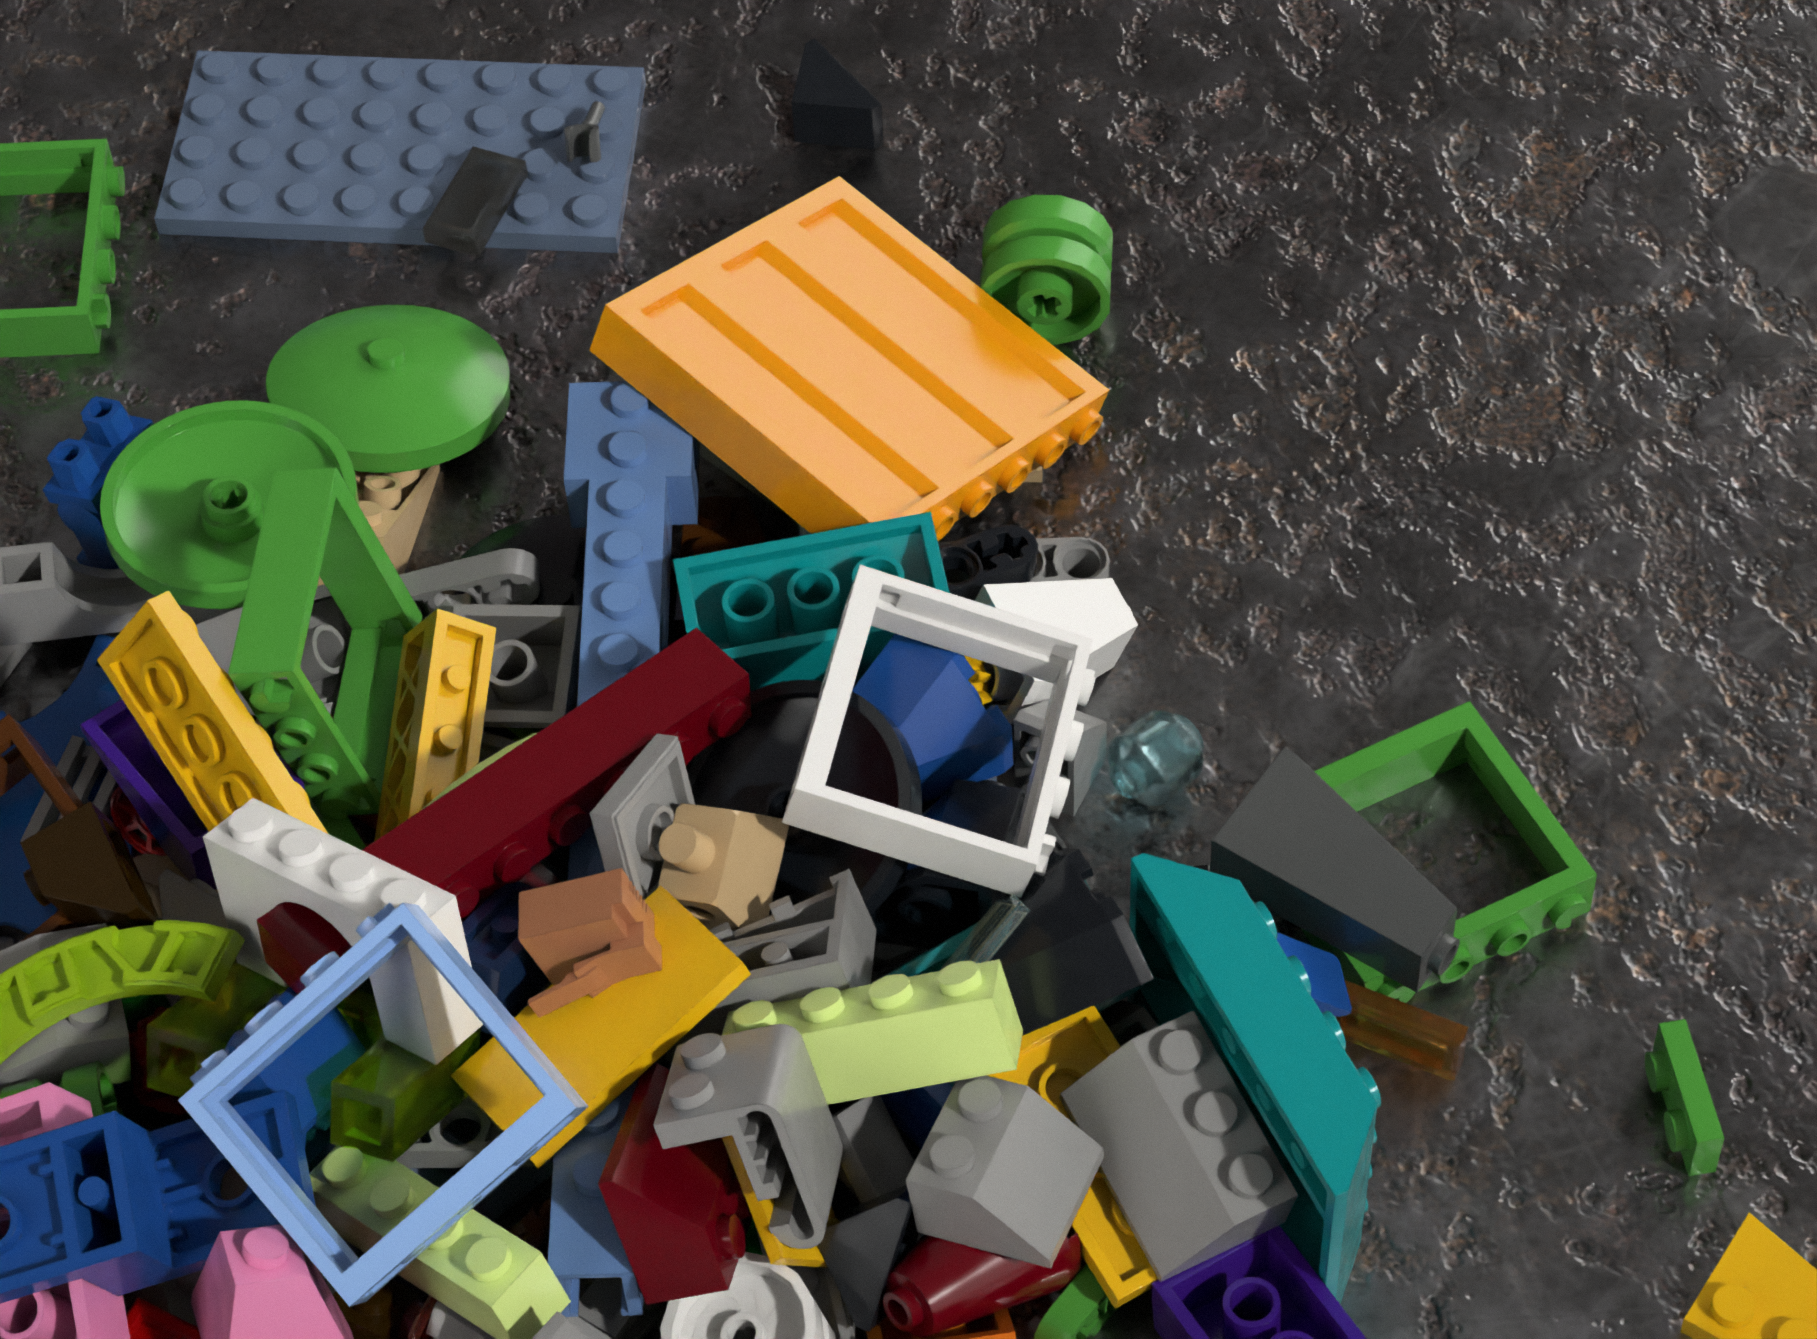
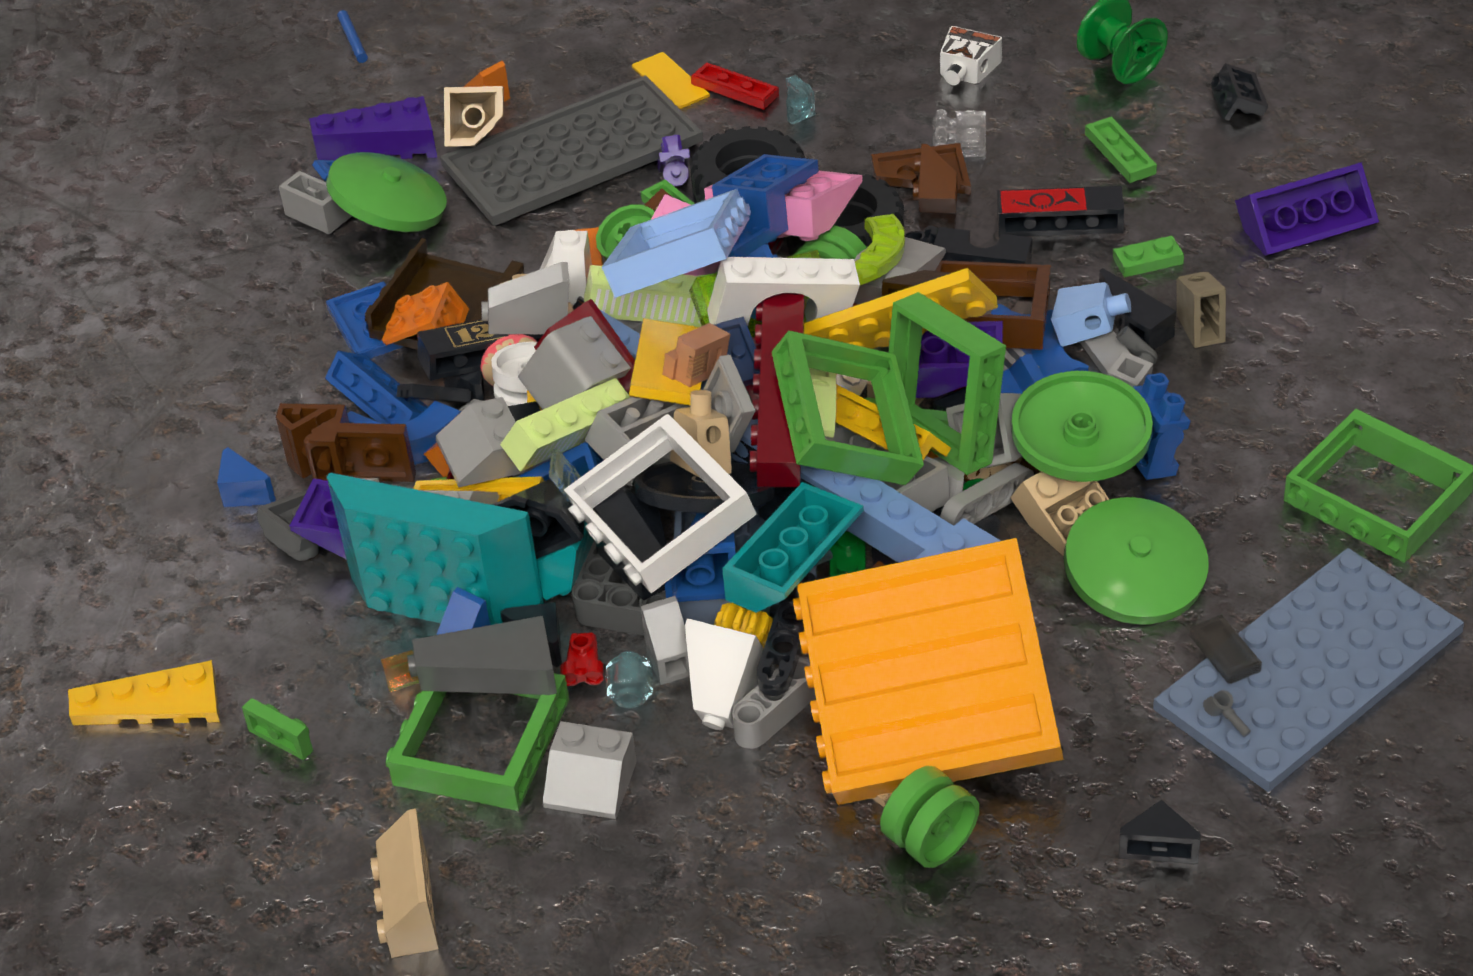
camera: 135 degrees right, 10 degrees down
(631, 625) = (792, 362): none -> bright green window
(1184, 831) = (582, 660): none -> red plate
(1333, 684) = (589, 770): none -> slope
(1725, 692) = (404, 889): none -> tan slope

